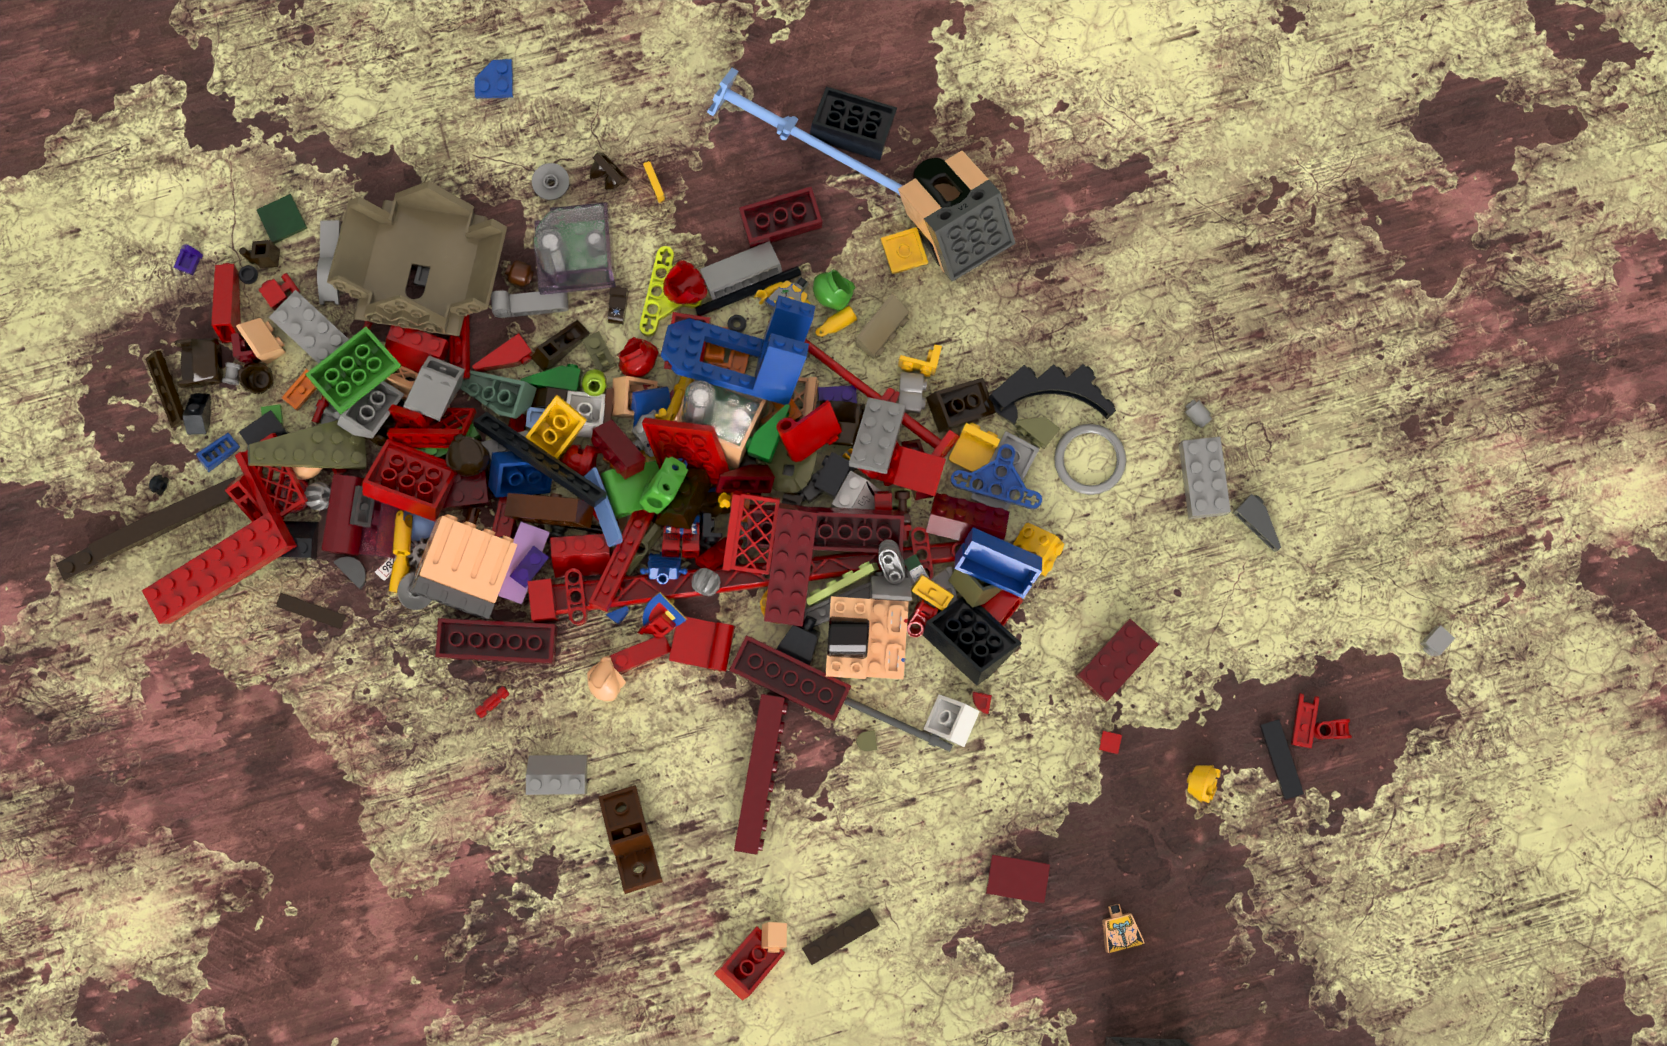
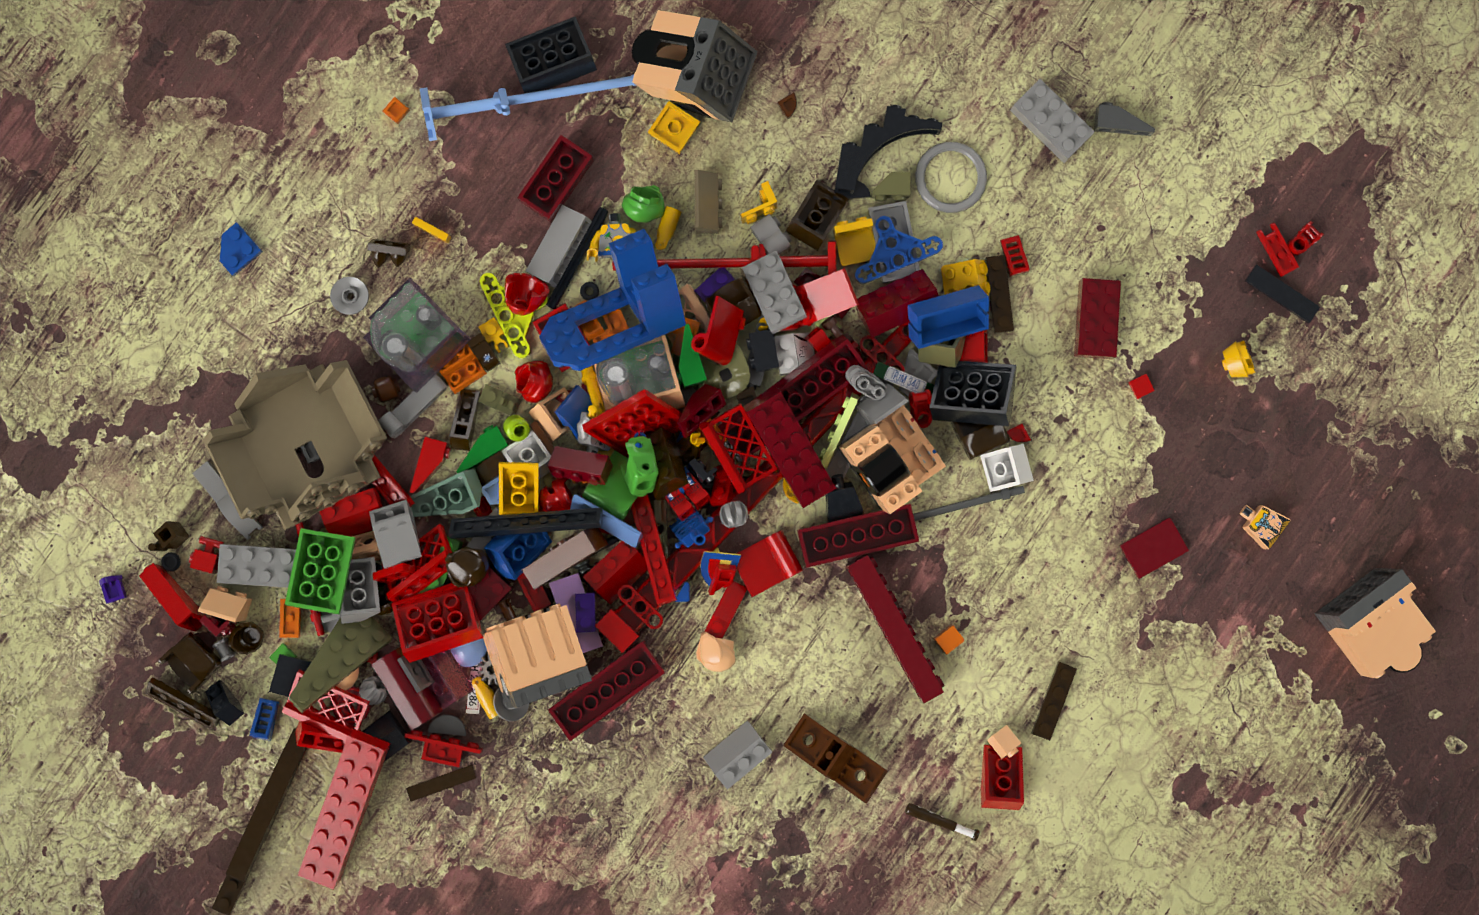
camera: 30 degrees left, 5 degrees up
(158, 484) = (239, 782): black plate -> none
(281, 218) = (160, 496): dark green tile -> none
(332, 586) = (441, 750): none -> red bracket
(402, 534) = (465, 667): yellow piece -> none
(492, 702) = (641, 739): red axle -> none
(590, 306) = (462, 370): none -> orange slope
(637, 296) = (492, 332): none -> yellow plate
(668, 950) = (933, 818): none -> dark brown piece
(701, 71) = (396, 110): none -> orange tile
(796, 819) = (949, 639): none -> orange panel
(867, 741) = (954, 535): olive tile -> none
(932, 592) = (914, 380): yellow plate -> none
(948, 679) = (979, 438): none -> dark brown piece
(1007, 303) = (788, 105): none -> reddish brown tile
(1055, 580) = (999, 294): none -> dark brown plate
(1086, 574) = (1025, 266): none -> red slope
(1198, 413) = (1006, 73): light grey brick -> none
(1437, 641) = (1330, 106): light grey brick -> none

